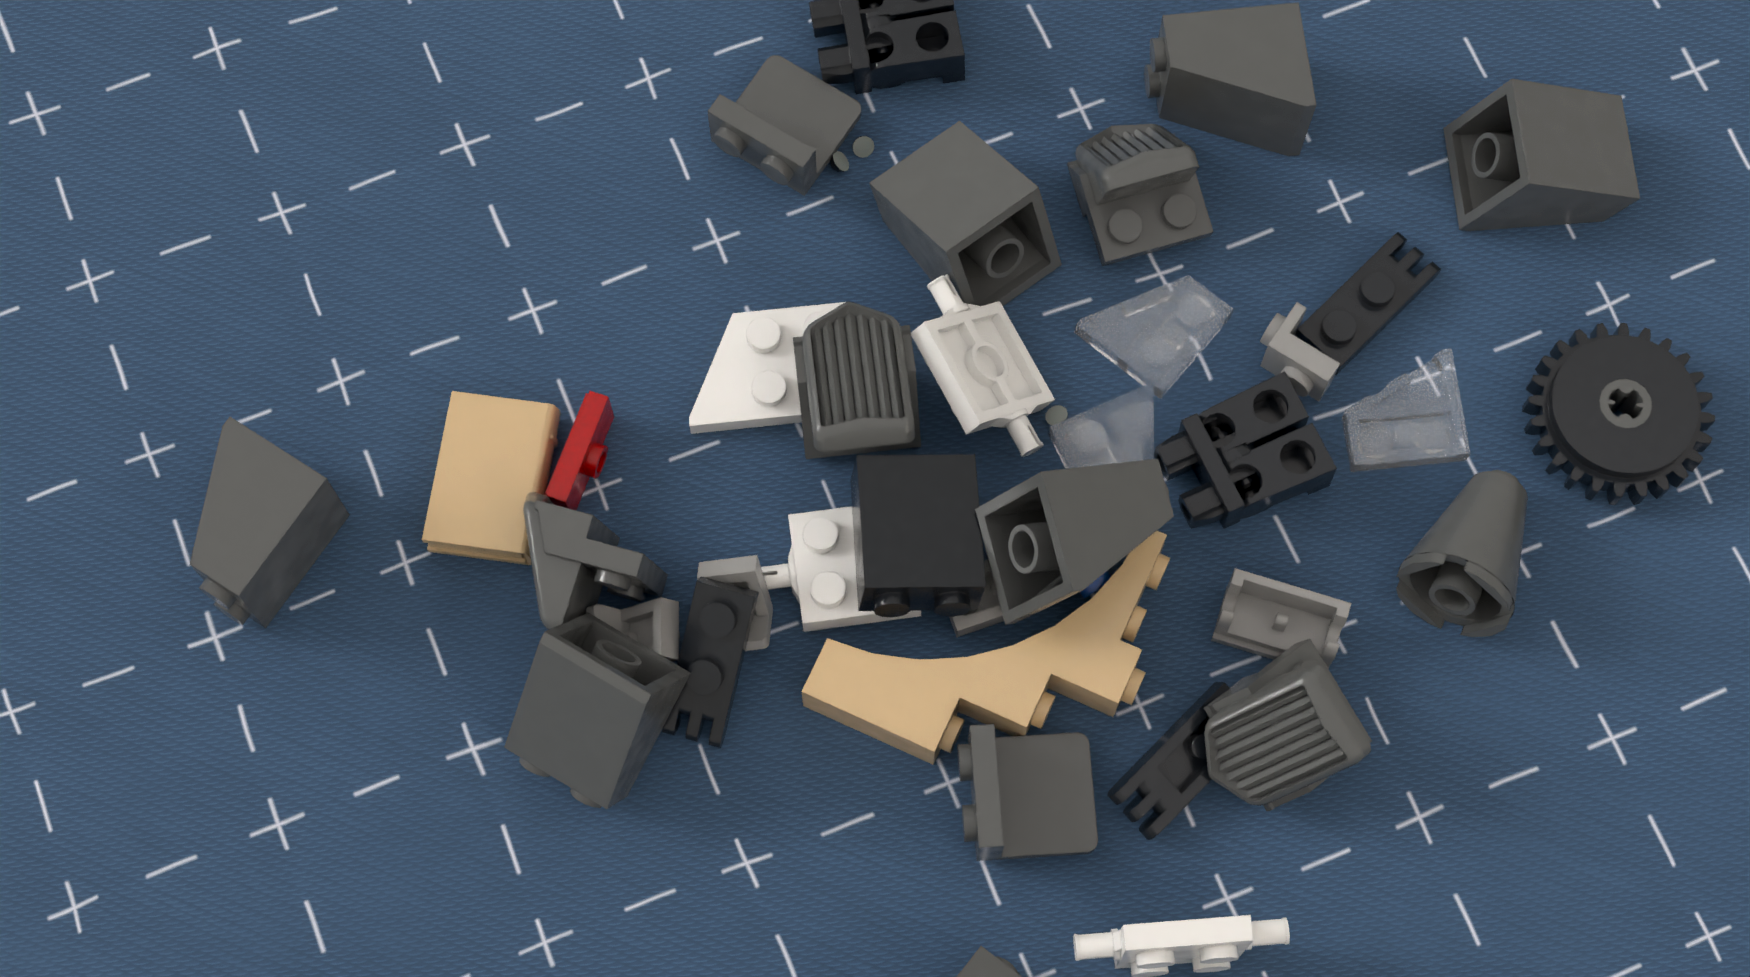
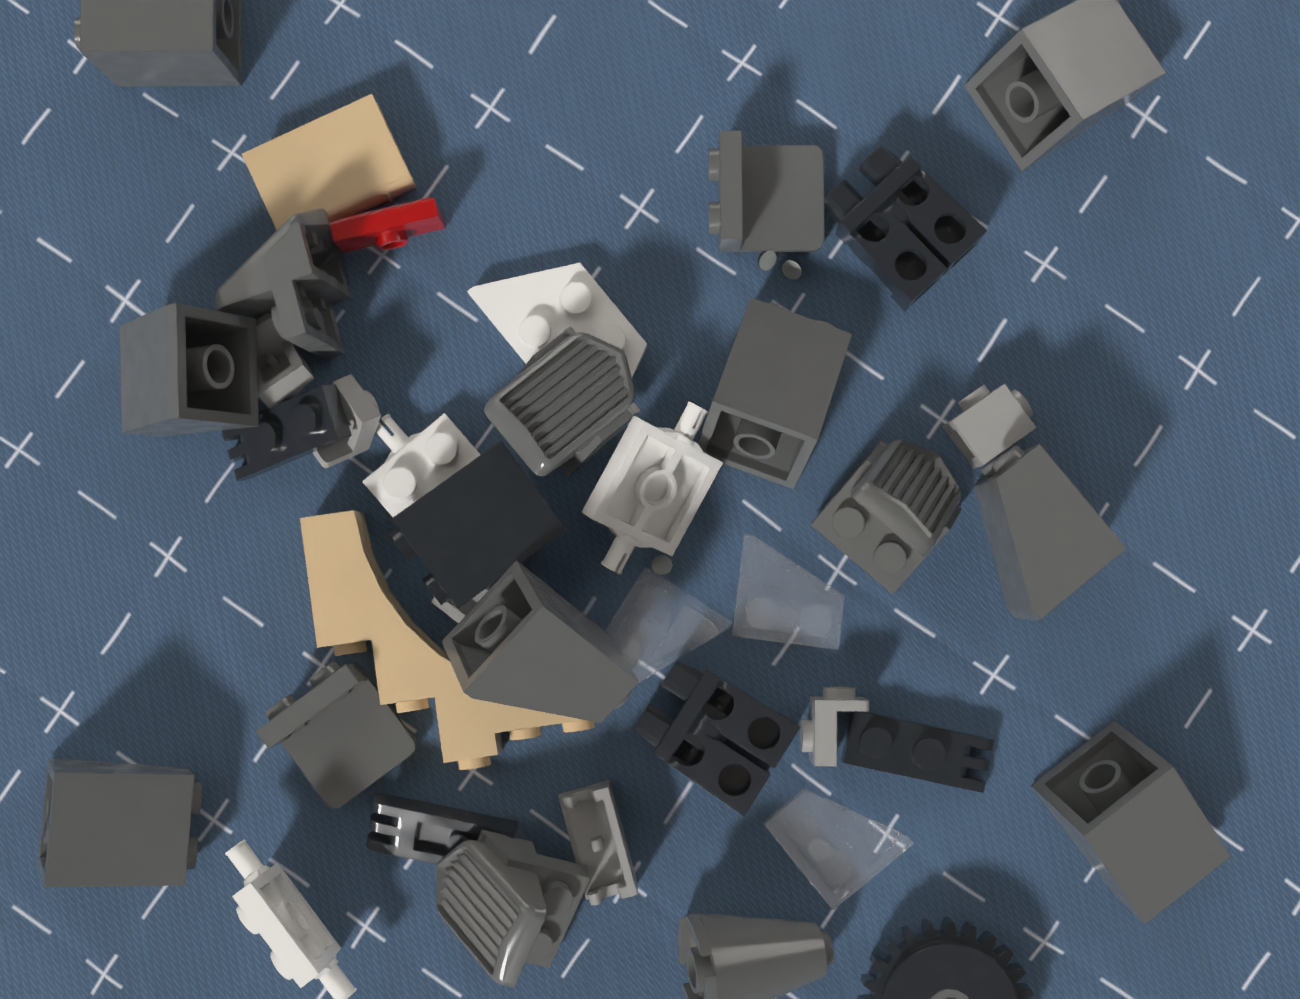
camera: 60 degrees right, 15 degrees up
(1113, 66) = (989, 423): none -> light grey brick

